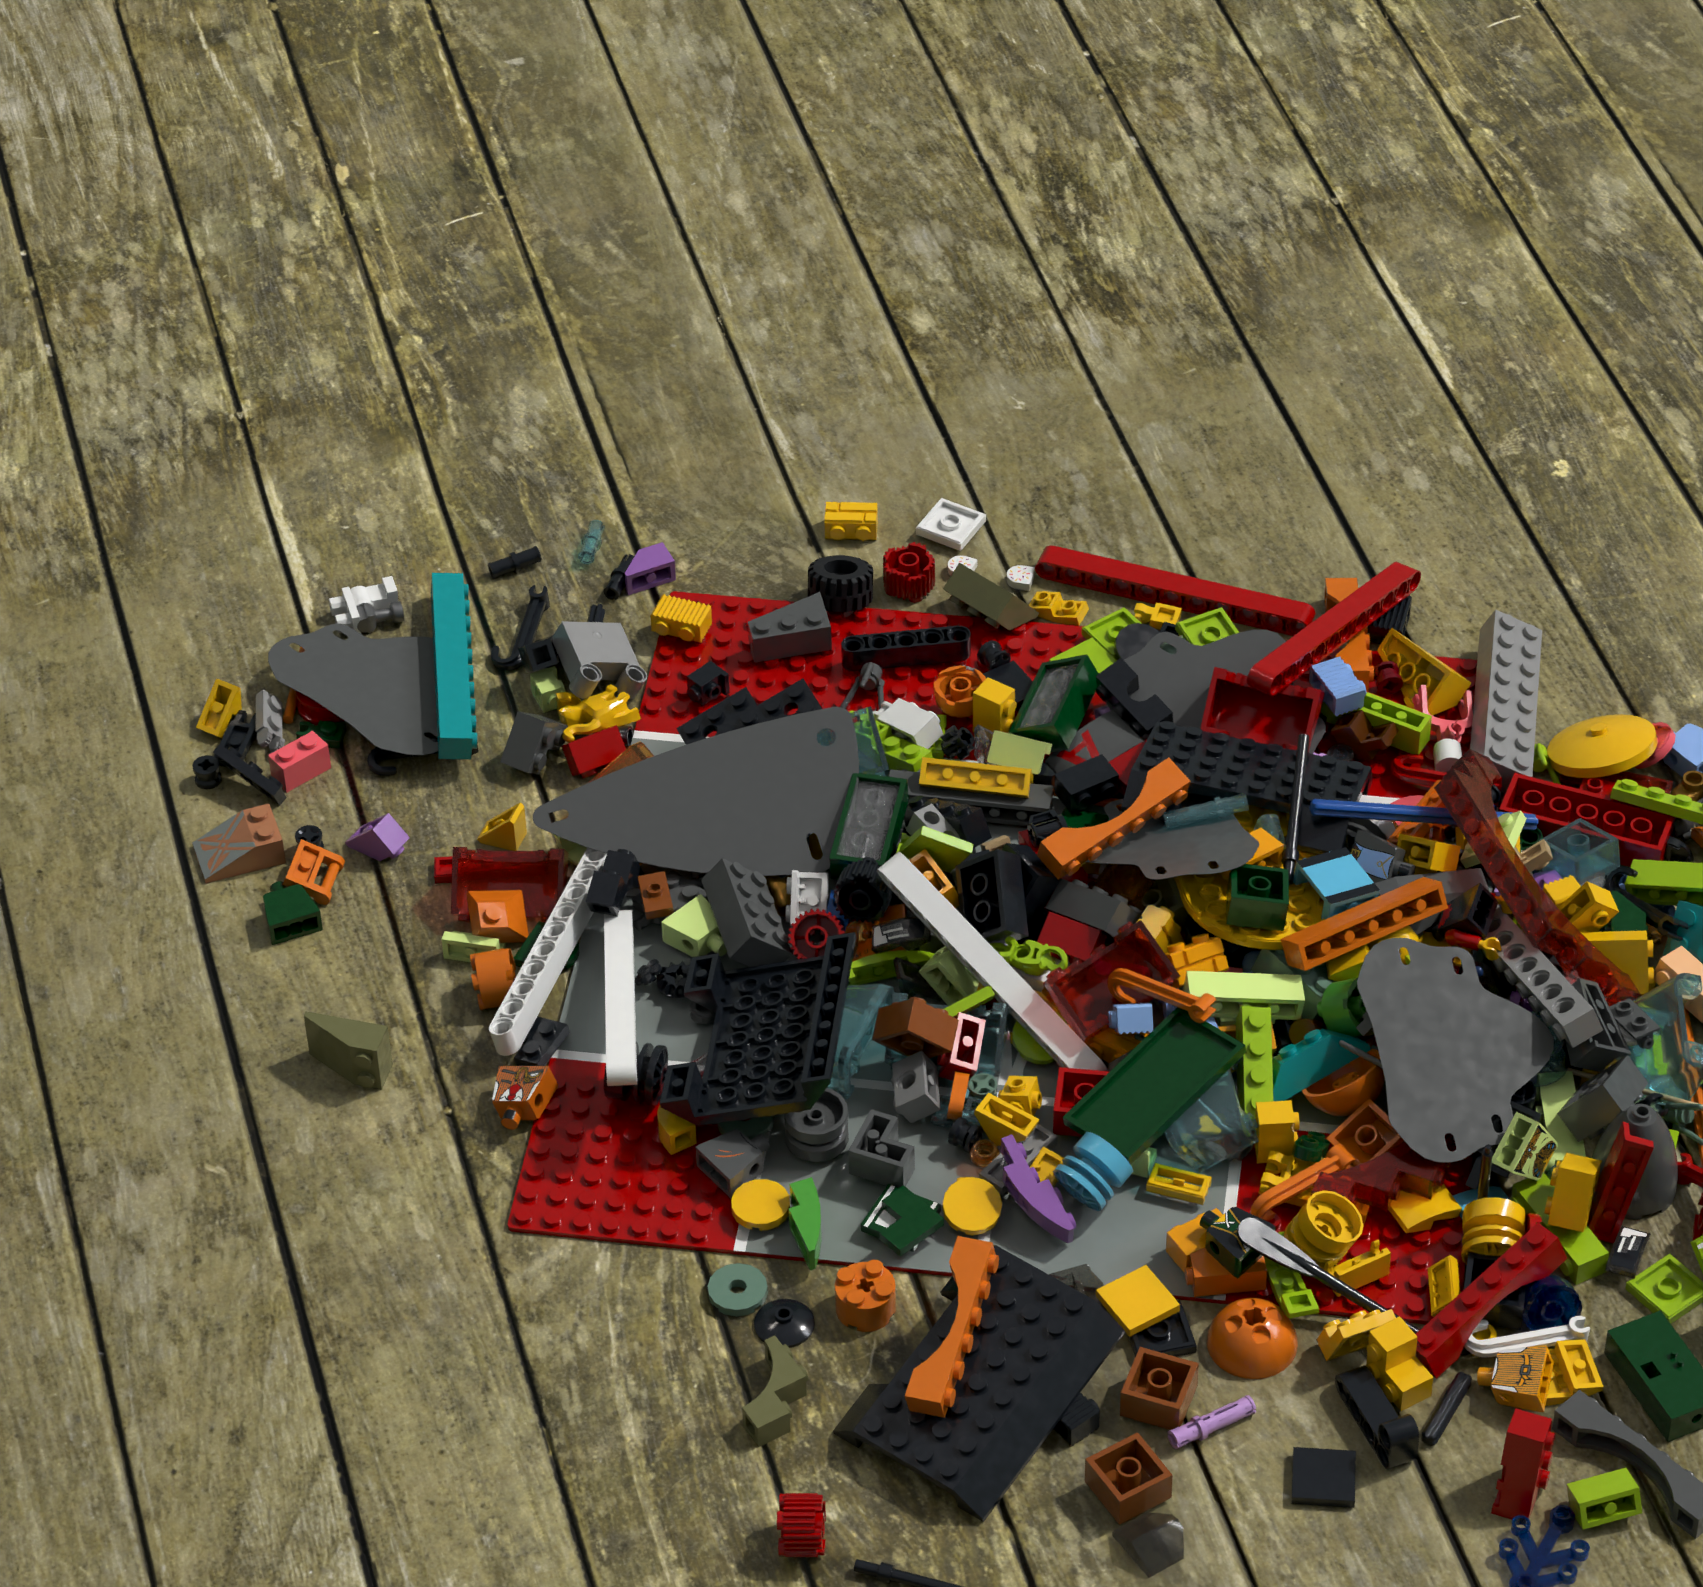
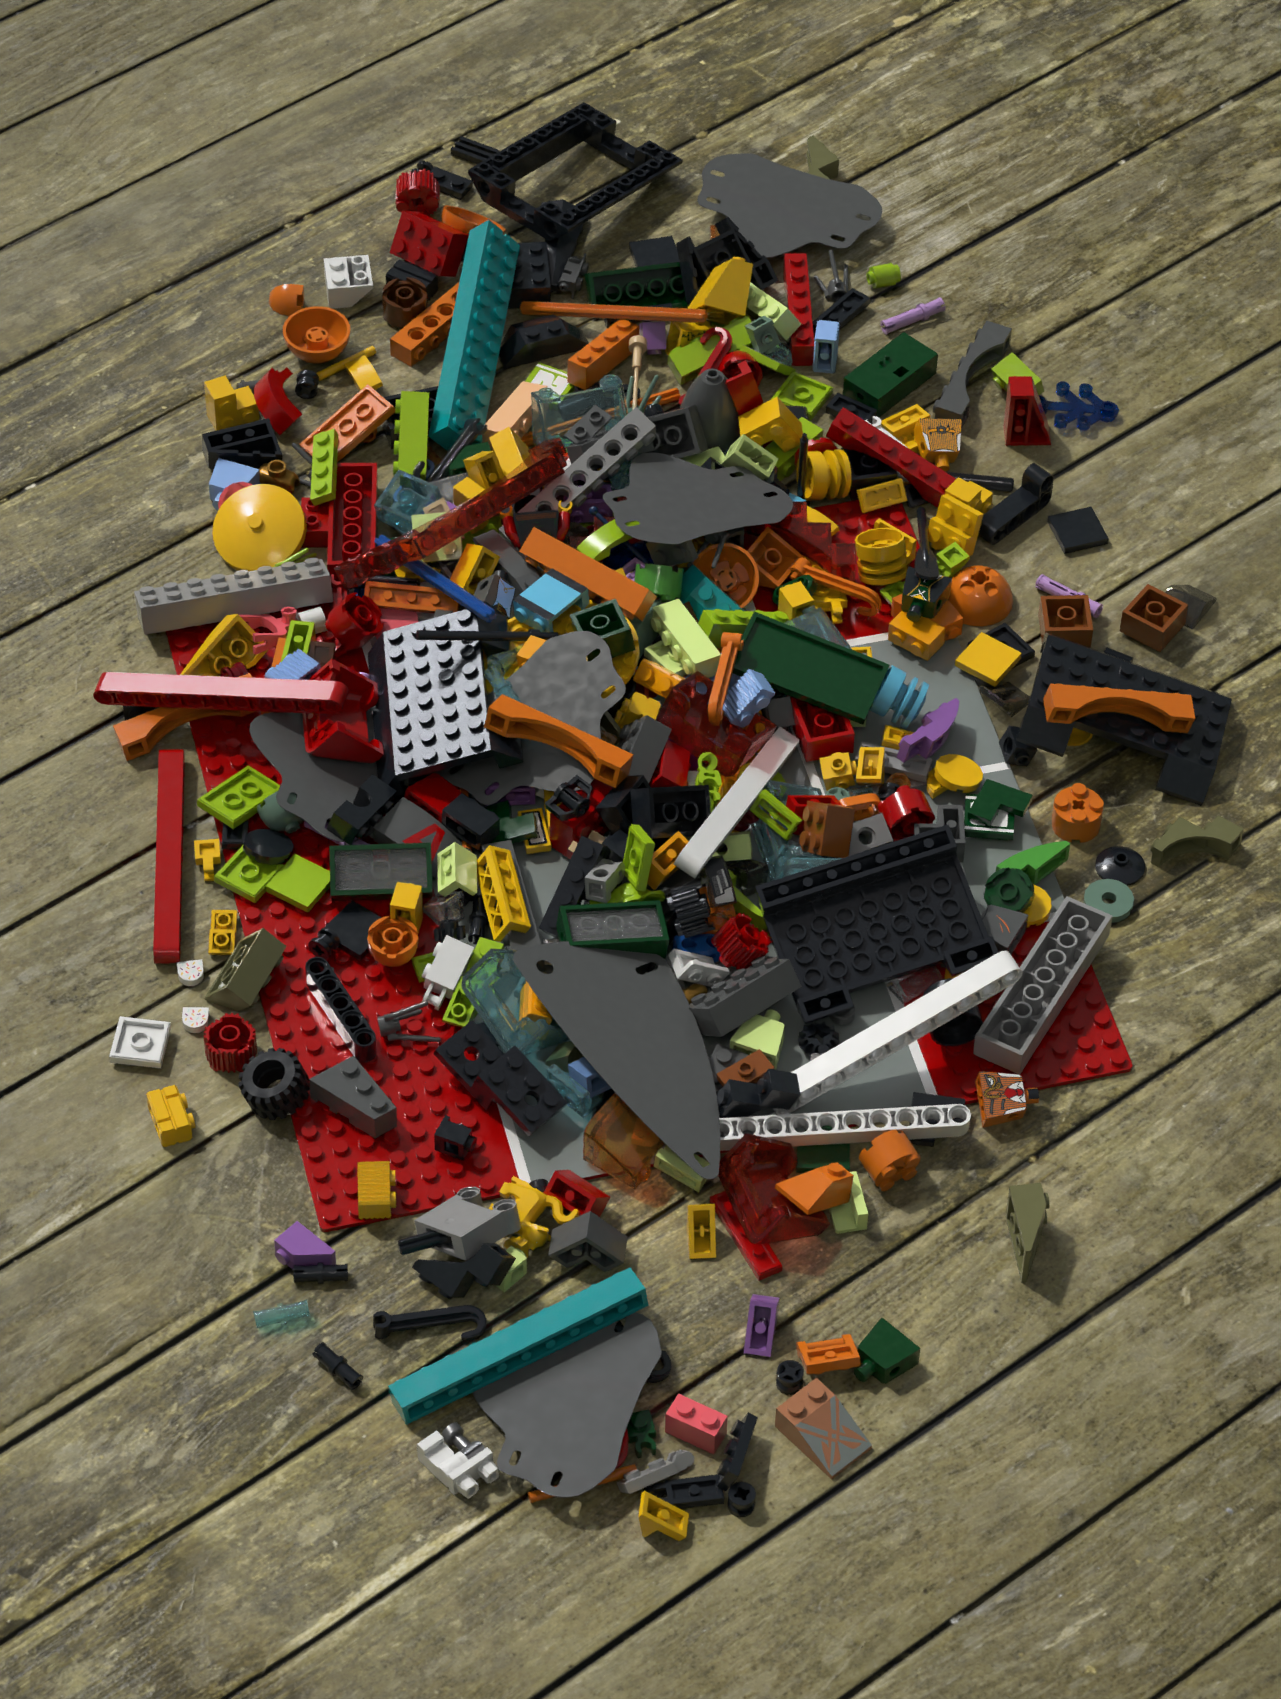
camera: 115 degrees left, 5 degrees up
(636, 1165) = (1047, 982): none -> light grey brick
(771, 1177) = (1009, 890): none -> dark green tile
(923, 1125) = (904, 810): none -> red brick
(1414, 752) = (355, 621): none -> red brick
(1614, 1316) = (859, 409): none -> black plate

